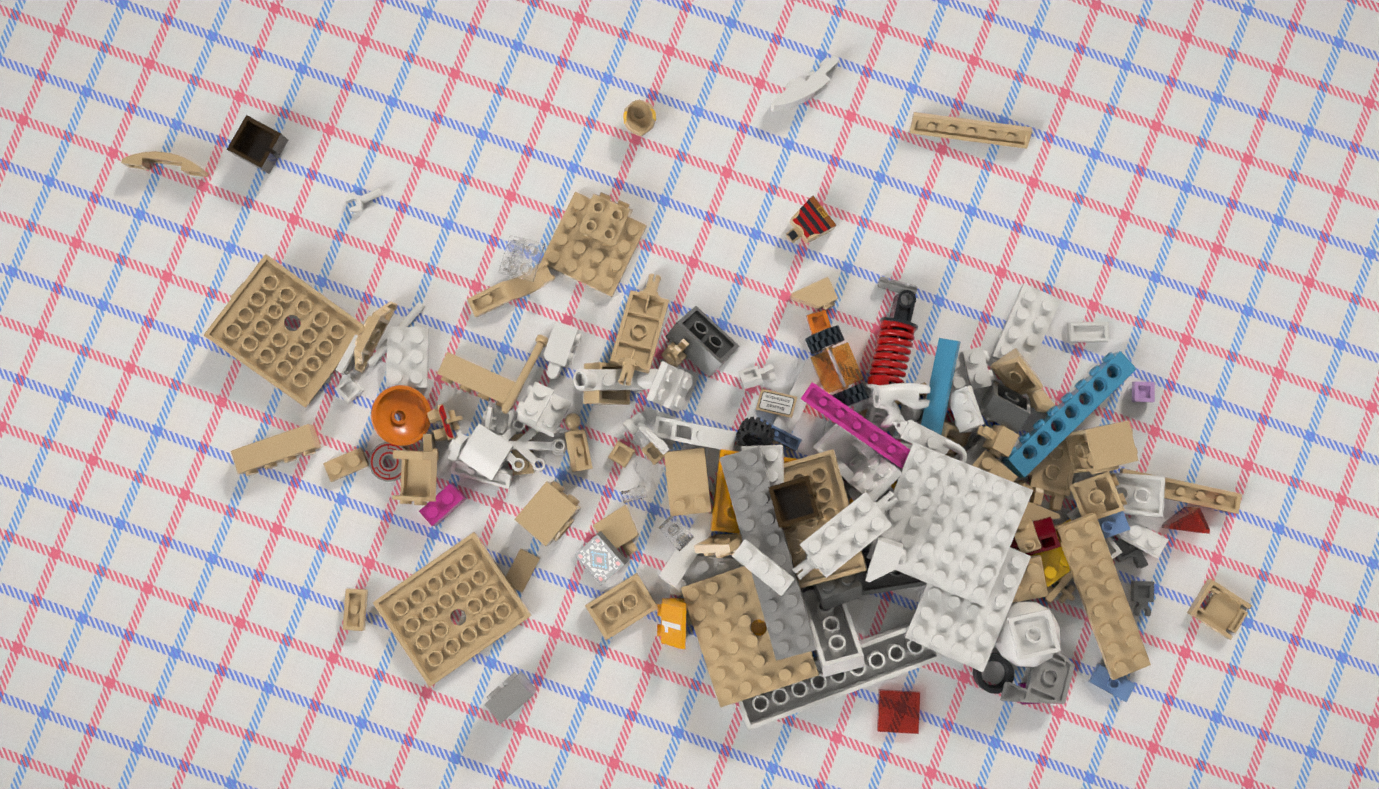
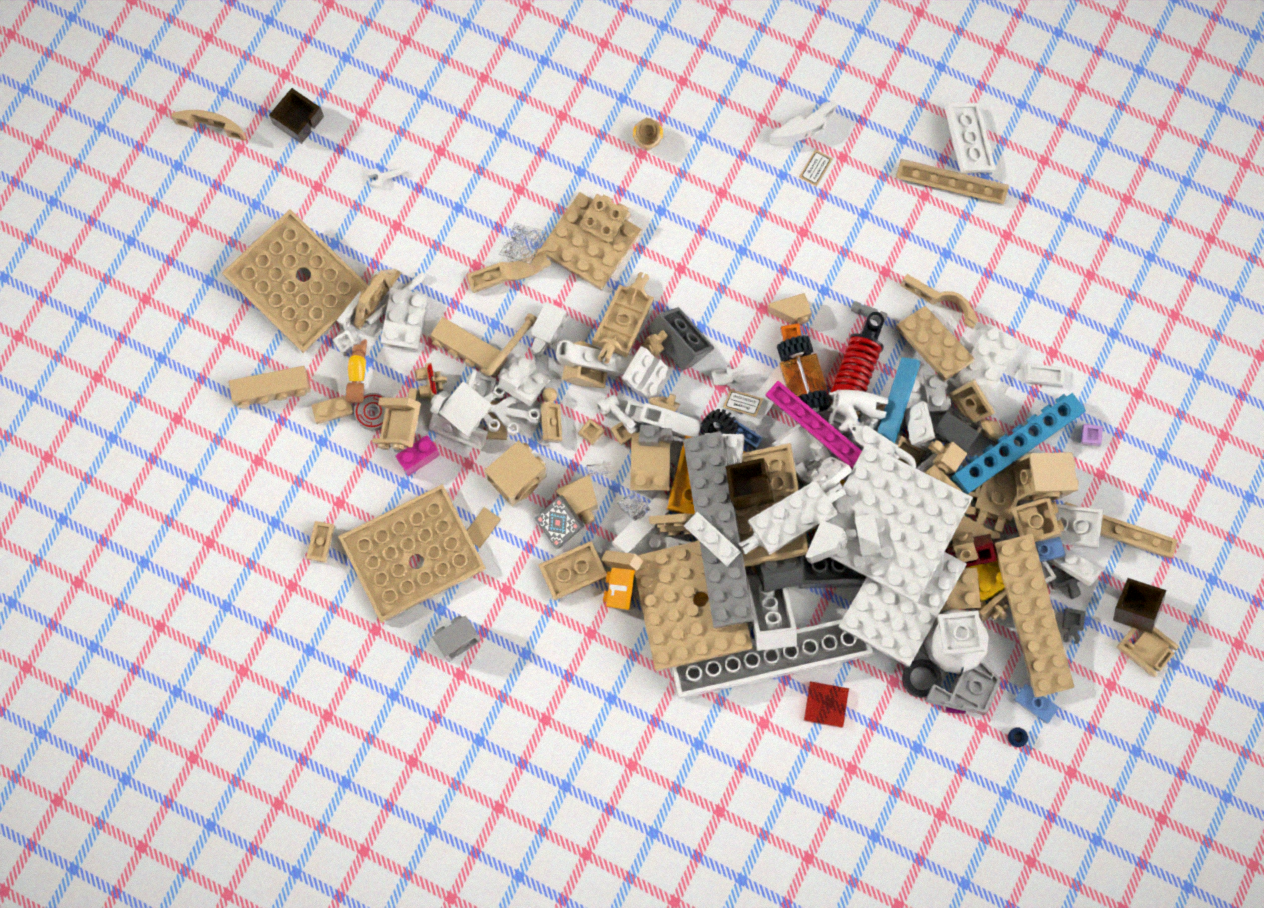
camera: 10 degrees right, 10 degrees down
(367, 438) = (356, 373): none -> piece
(411, 408) = (397, 361): orange dish -> none
(671, 593) = (621, 560): none -> tan piece
(686, 454) = (651, 435): none -> light grey plate
(695, 415) = (664, 402): none -> tan piece
(810, 222) = (794, 244): torso -> none
(823, 131) = (815, 167): none -> sticker
(926, 542) = (868, 535): none -> white tile
(962, 262) = (932, 297): none -> tan piece
(970, 313) = (934, 343): none -> tan plate
(984, 79) = (969, 138): none -> white plate
(1101, 723) = (1023, 734): none -> dark blue plate
(1188, 519) = (1124, 559): clear red slope -> none
(1211, 572) = (1139, 605): none -> dark brown piece

